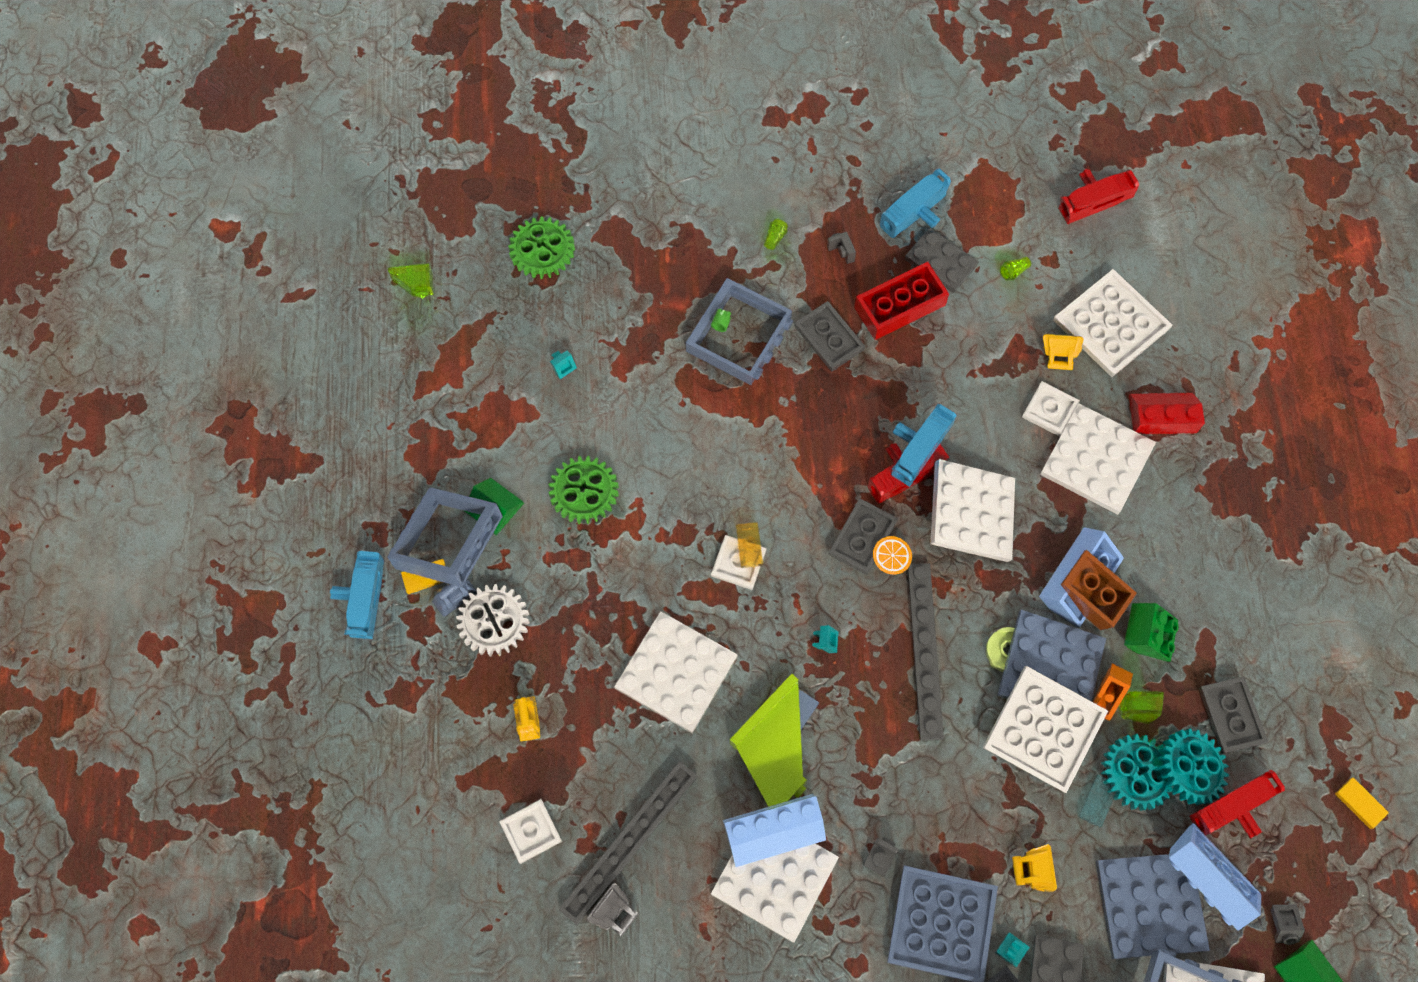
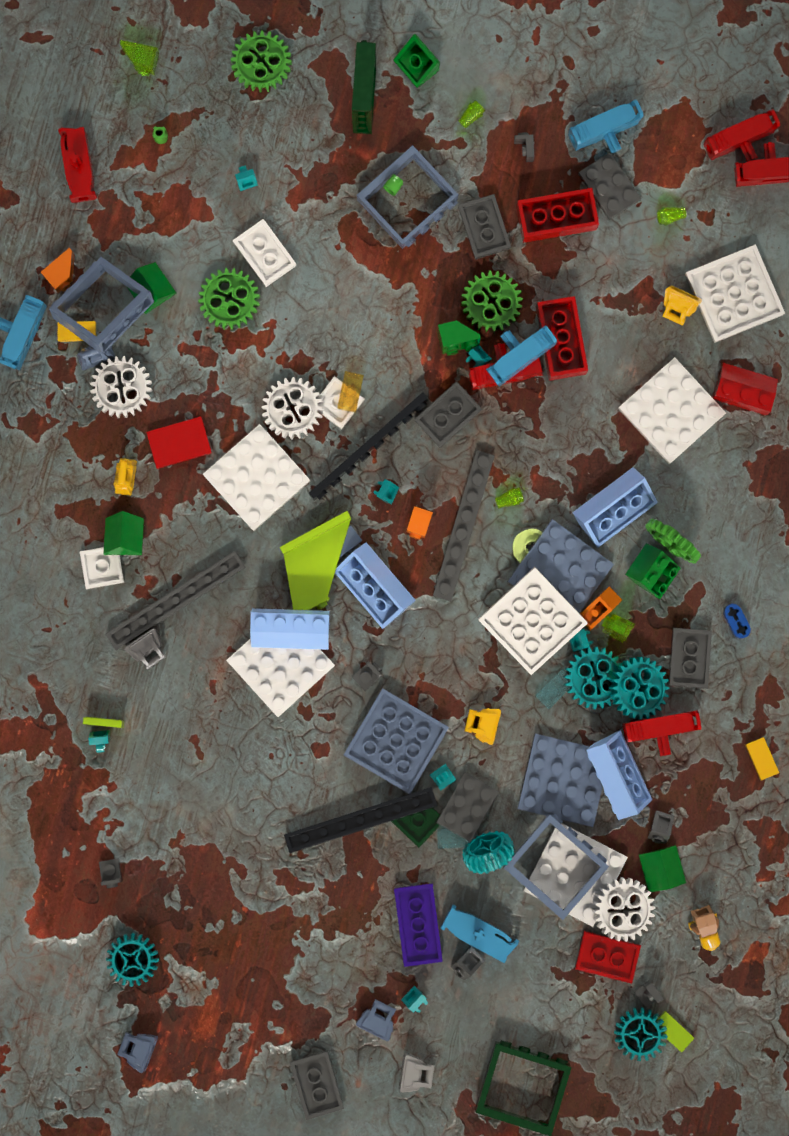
camera: 15 degrees right, 15 degrees up
(377, 403) = (77, 164): none -> red piece
(388, 518) = (60, 271): none -> orange slope
(459, 352) = (160, 139): none -> bright green hose
(545, 784) = (123, 534): none -> green slope
(576, 661) = (179, 442): none -> red tile
(606, 431) = (264, 253): none -> white plate
(659, 233) = (364, 87): none -> dark green window
(677, 596) = (277, 417): none -> white gear
(702, 200) = (417, 61): none -> green slope
(785, 606) = (375, 441): none -> black plate
(843, 451) = (455, 337): none -> green slope
(851, 749) = (374, 585): none -> light blue slope
(872, 465) = (479, 356): none -> teal tile
(877, 393) = (477, 310): none -> bright green gear
(877, 660) = (419, 523): none -> orange slope
(892, 555) = (465, 439): light orange sticker -> none
(965, 603) = (510, 498): none -> clear neon green cone
(970, 434) = (568, 355): none -> red brick
(973, 510) = (545, 423): white plate -> none
(1050, 408) = (650, 353): white tile -> none
(1054, 173) = (741, 136): none -> red piece
(1097, 591) = (619, 524): dark orange slope -> none
(1105, 736) = (580, 641): none -> teal tile
(1164, 588) = (673, 541): none -> bright green gear
(1264, 657) = (740, 618): none -> blue beam

